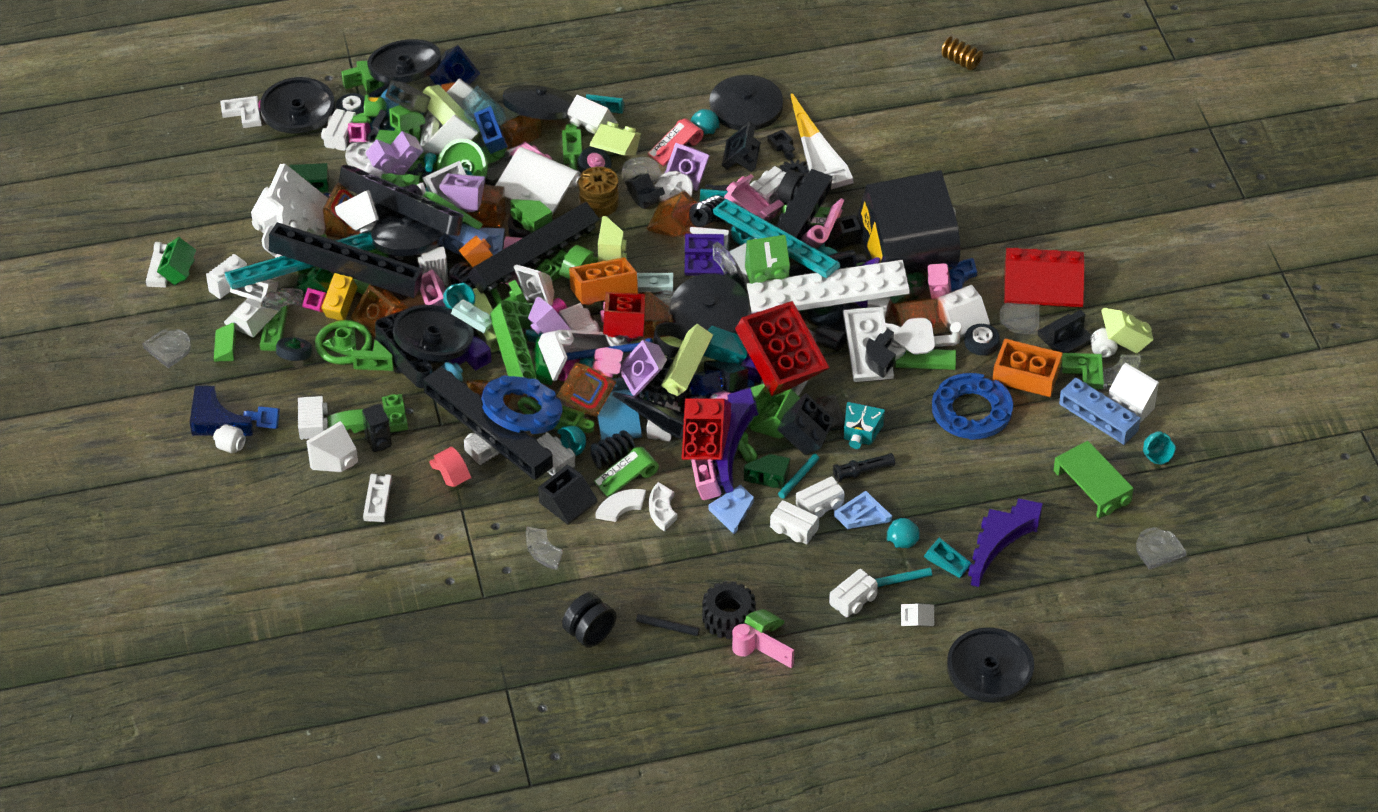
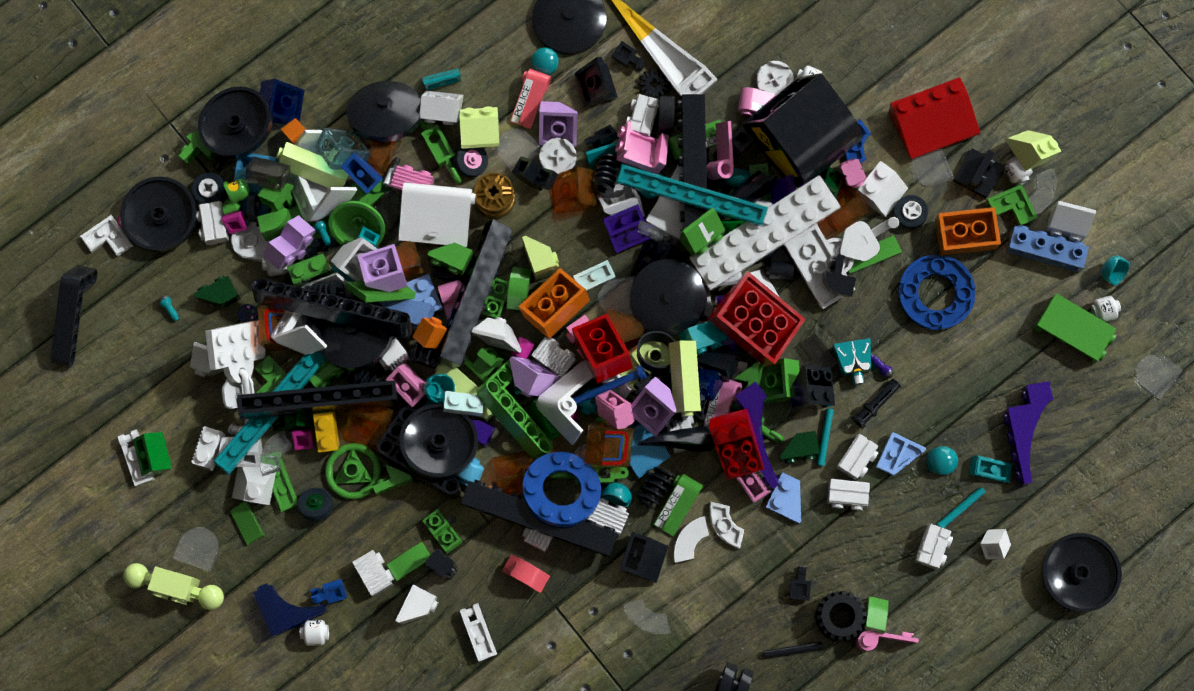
camera: 25 degrees left, 30 degrees up
(129, 355) = (173, 584): none -> yellowish green brick
(173, 137) = (68, 313): none -> black beam
(261, 169) = (165, 302): none -> teal piece
(704, 576) = (800, 588): none -> black plate
(887, 446) = (886, 371): none -> dark purple piece
(1134, 474) = (1106, 308): none -> white head

